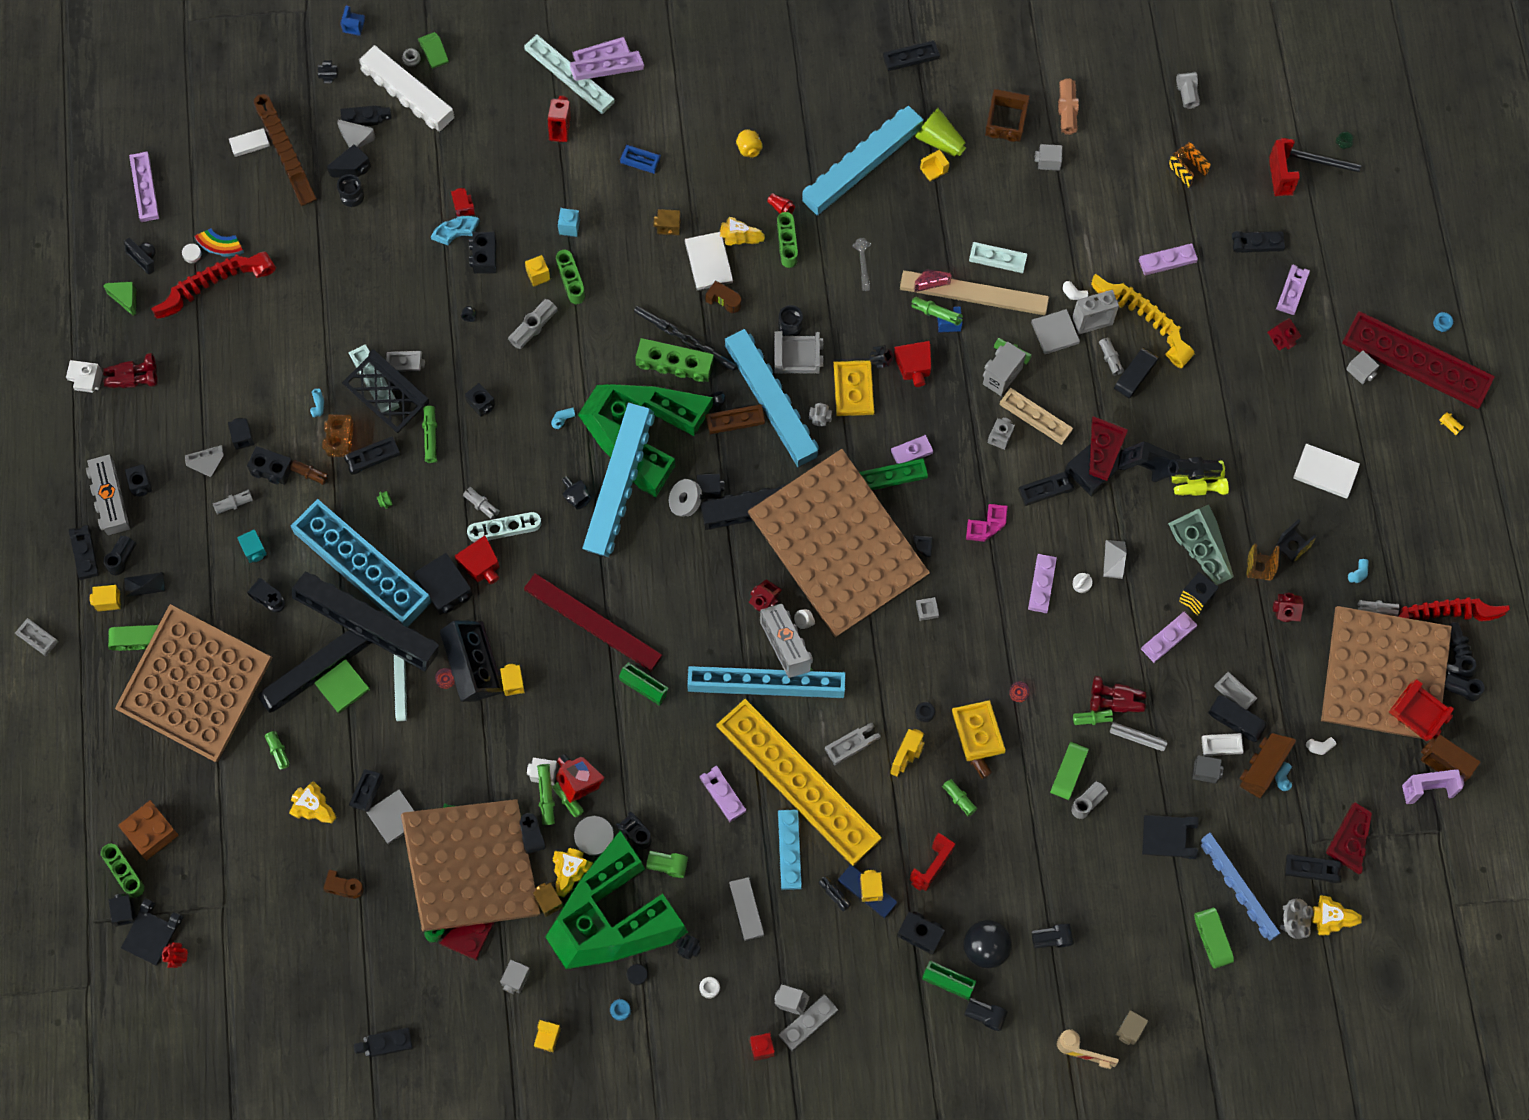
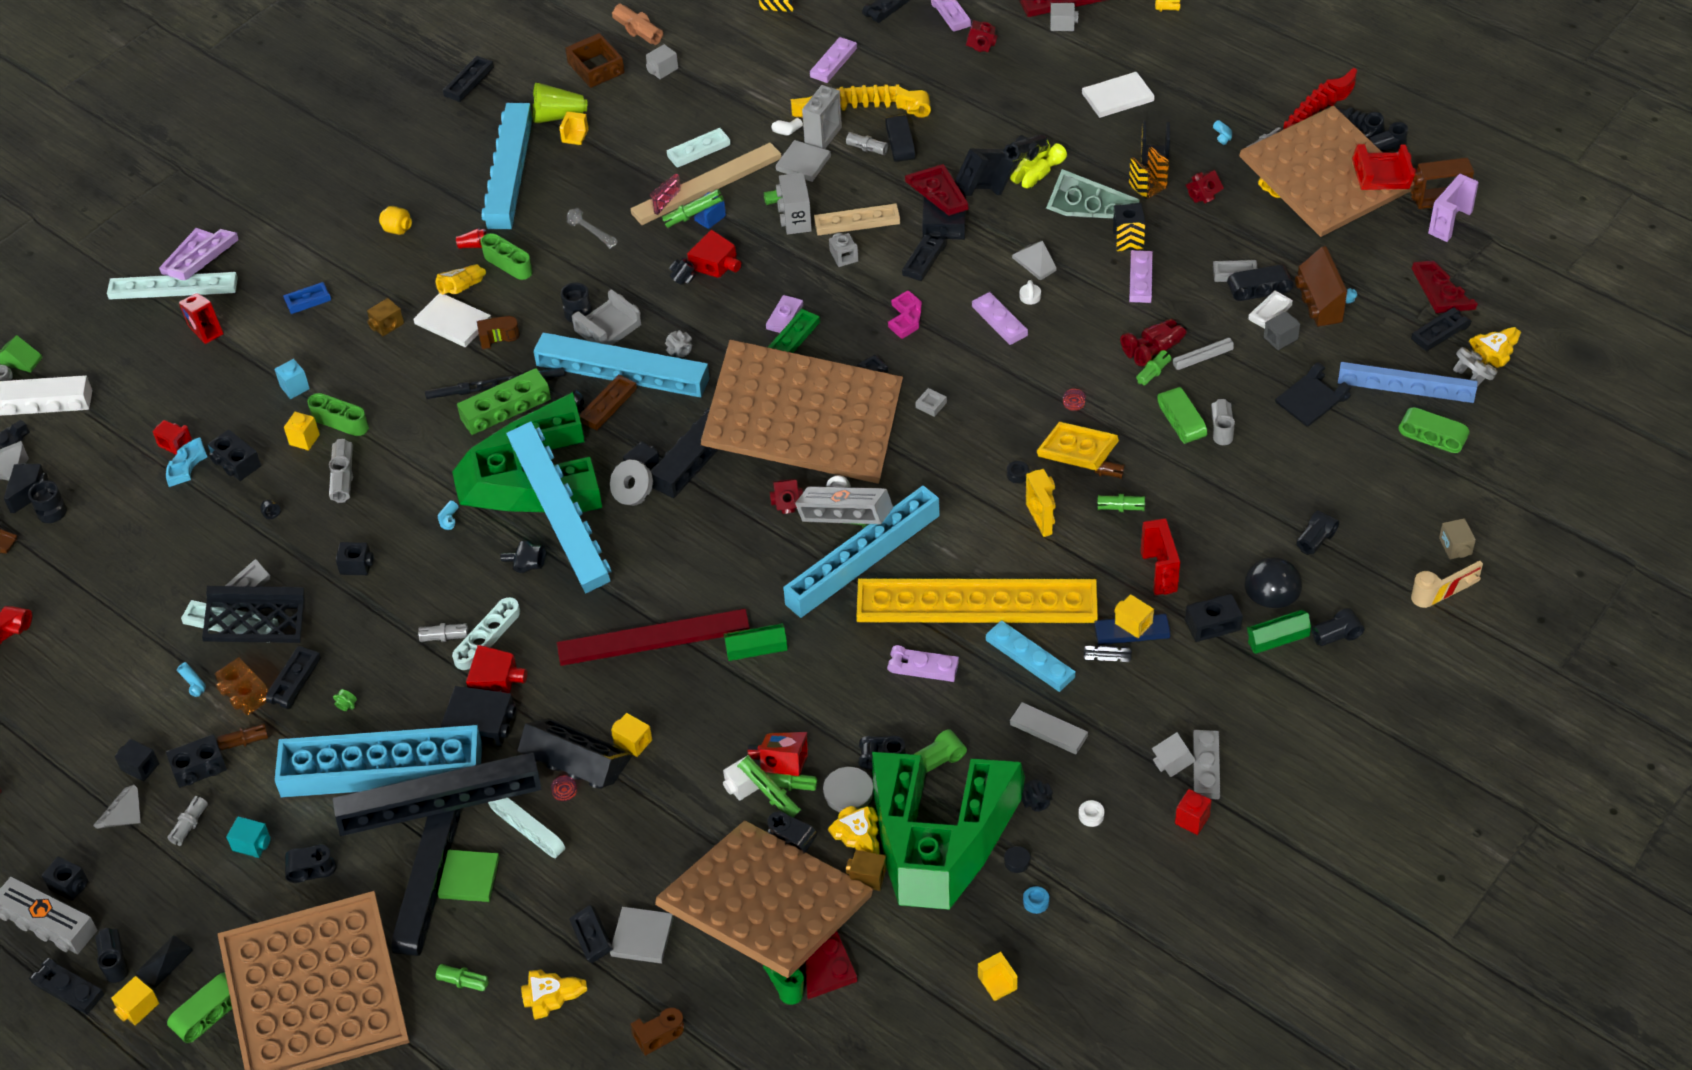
camera: 40 degrees left, 20 degrees down
(429, 426) = (350, 633): bright green pin -> none
(515, 977) = (911, 956): light grey brick -> none
(851, 744) = (986, 540): light grey hinge -> none
(853, 388) = (683, 311): yellow tile -> none
(1319, 747) = (1343, 253): white arm -> none

